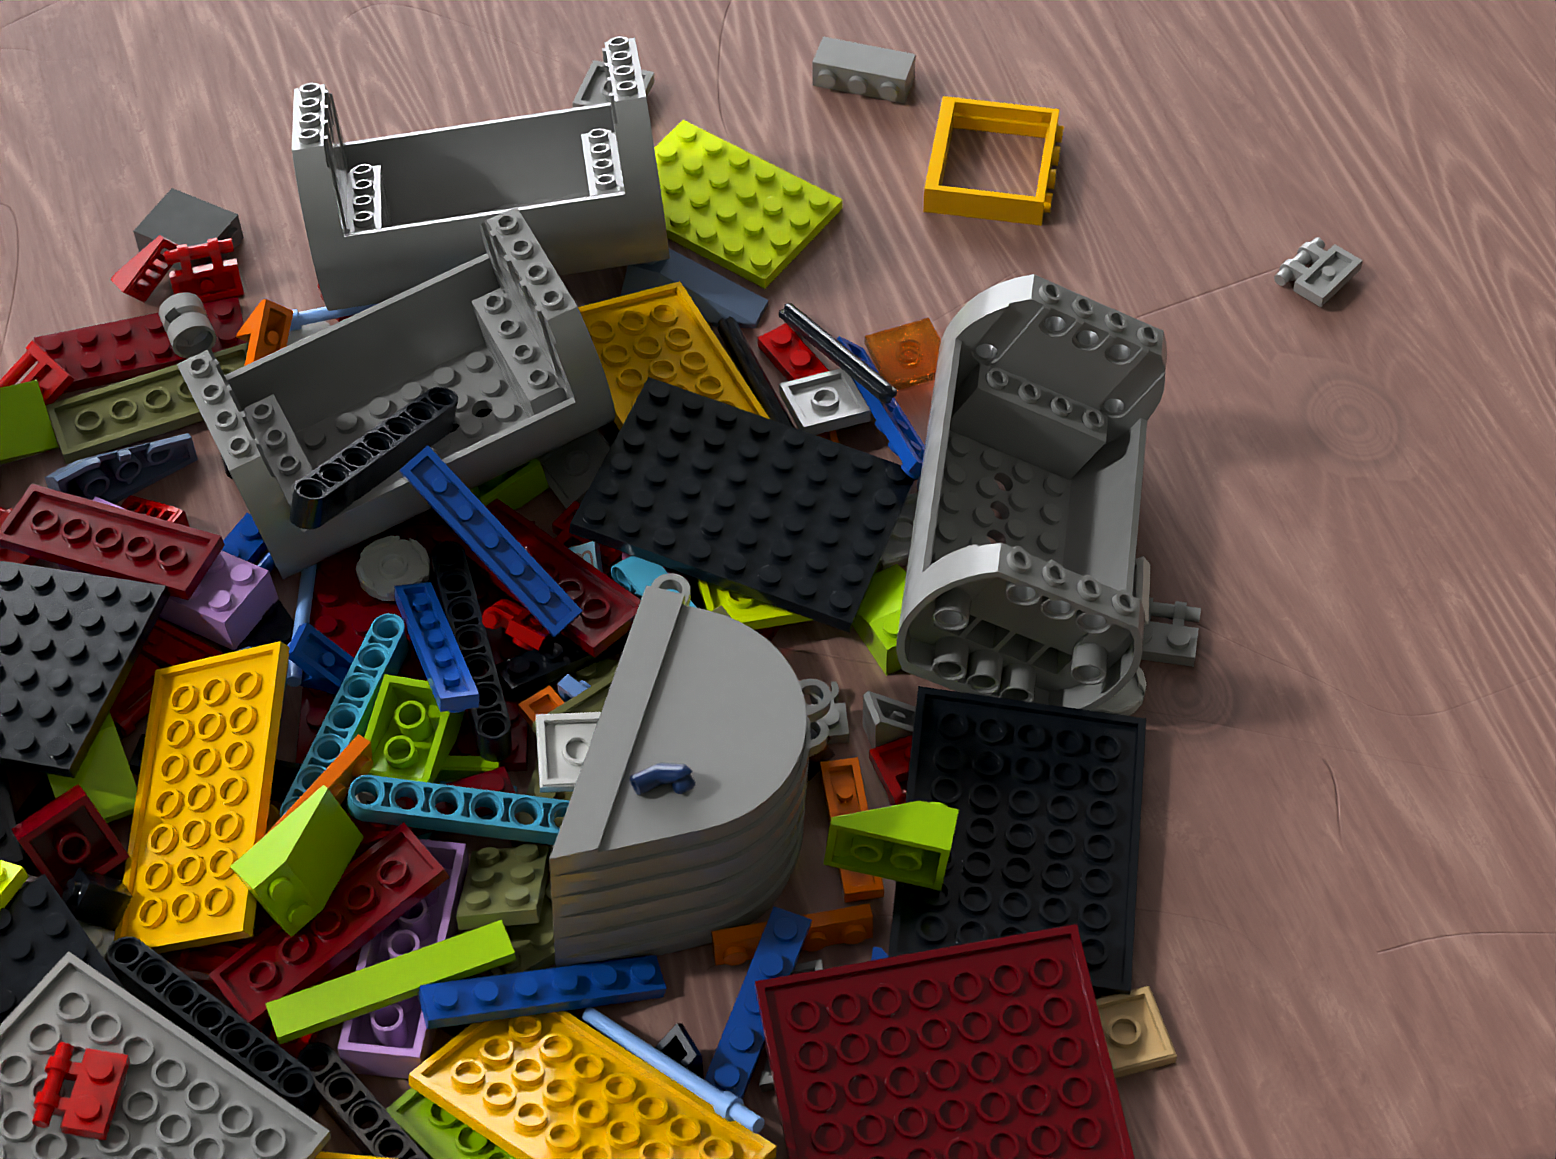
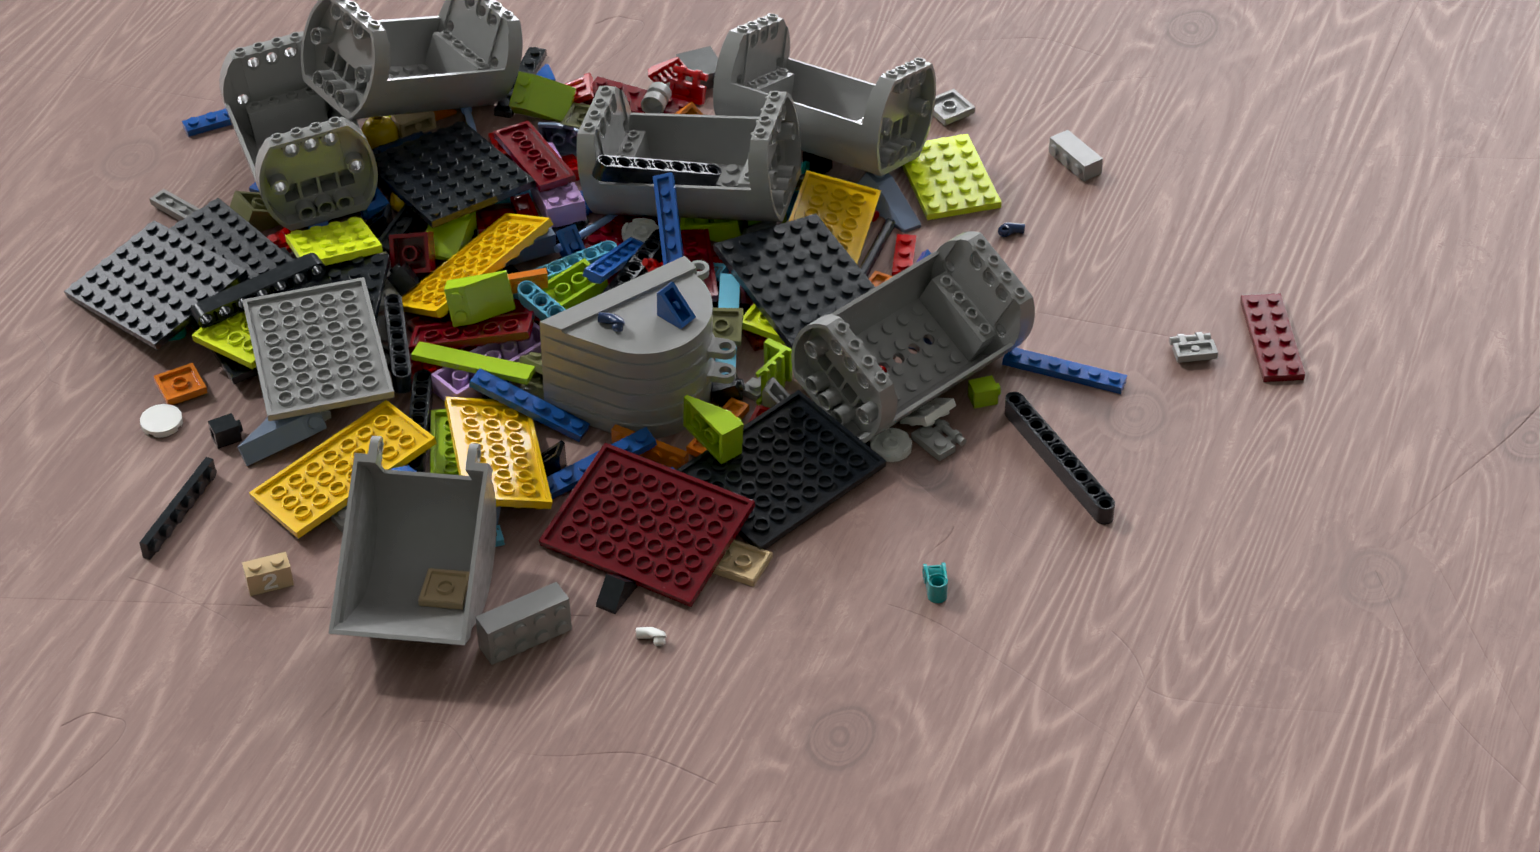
camera: 40 degrees right, 10 degrees down
(93, 1096) = (322, 327): red plate -> none
(725, 1103) = (546, 472): light blue bar -> none
(739, 690) = (673, 306): none -> blue slope
(824, 402) = (886, 266): light grey plate -> none
(836, 657) = (776, 364): none -> lime plate
(838, 353) = (918, 247): black axle -> none
(894, 234) = (1009, 228): none -> dark blue arm
(995, 118) = (1093, 193): yellow window -> none
(1153, 515) = (983, 391): none -> lime brick
(1223, 404) = (1065, 370): none -> blue plate
(1349, 554) = (1060, 458): none -> black beam
(1388, 196) = (1272, 337): none -> plate
(1409, 866) = (936, 582): none -> teal piece

